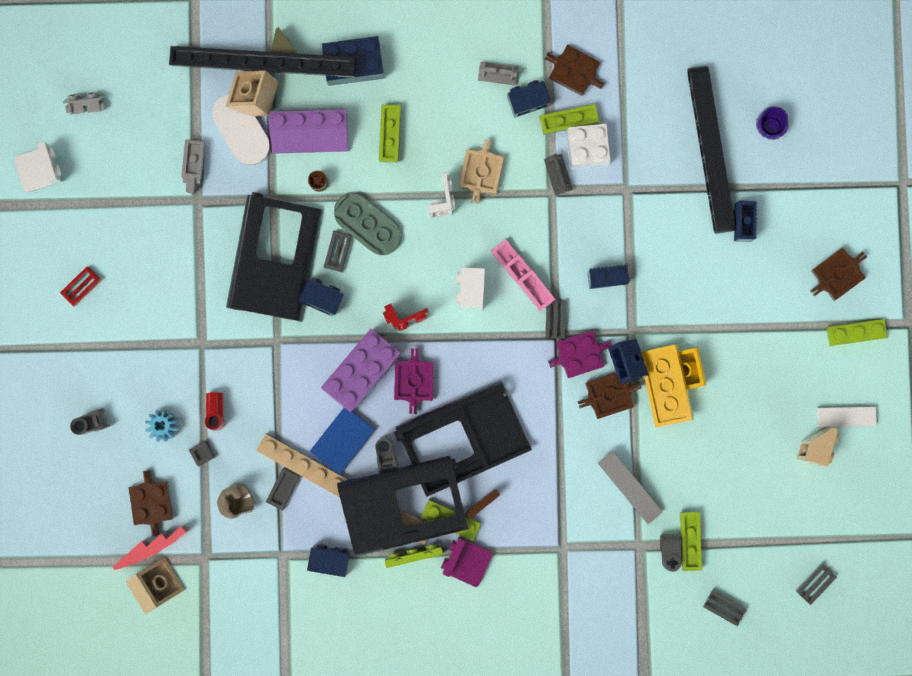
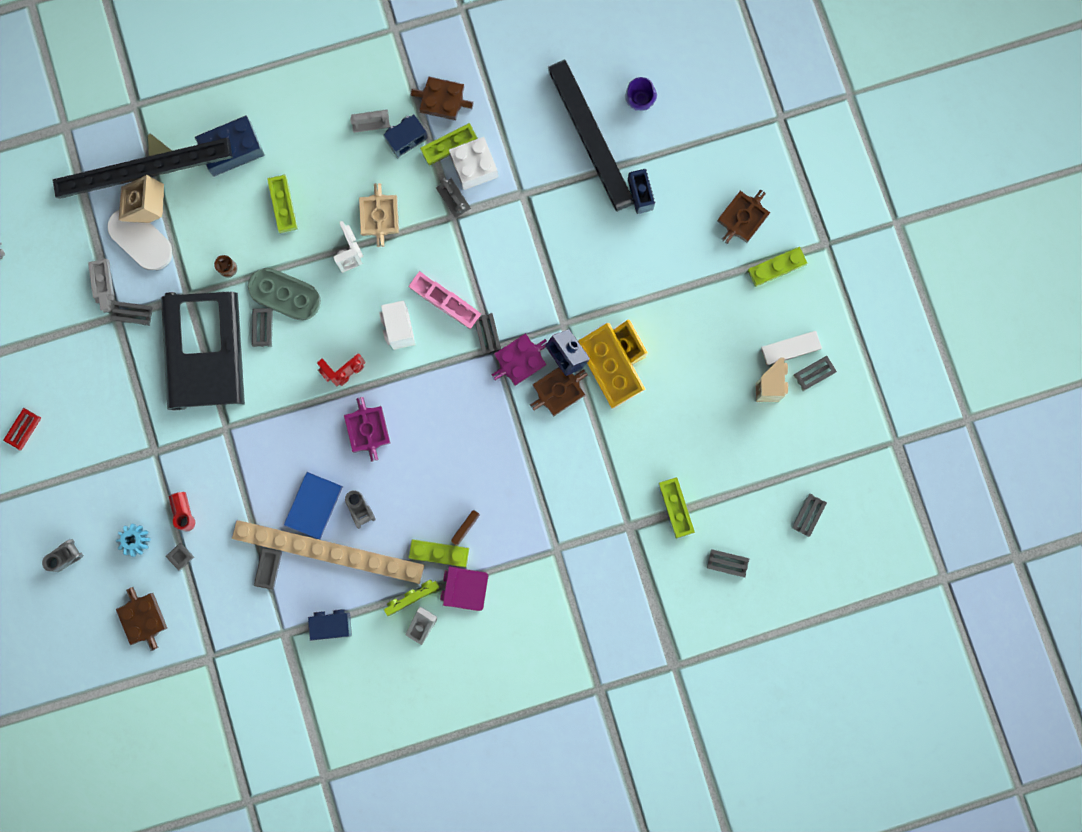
camera: 10 degrees left, 5 degrees down
(145, 550) = (147, 666): coral slope -> none
(155, 585) = (165, 698): tan slope -> none
(200, 195) = (116, 311): none -> dark grey tile
(235, 501) = (223, 592): dark tan hair -> none
(309, 131) = (204, 222): medium lavender slope -> none
(320, 296) = (255, 373): dark blue brick -> none
(360, 371) = (312, 433): medium lavender brick -> none
(374, 512) = (361, 565): black piece -> none
(415, 585) = (421, 625): none -> light grey slope
(489, 426) = (452, 453): black piece -> none
(608, 276) = (526, 278): dark blue brick -> none
(630, 487) = (603, 472): light grey slope -> none
(671, 547) = (658, 520): dark grey piece -> none
(846, 451) = (801, 380): none -> dark grey tile

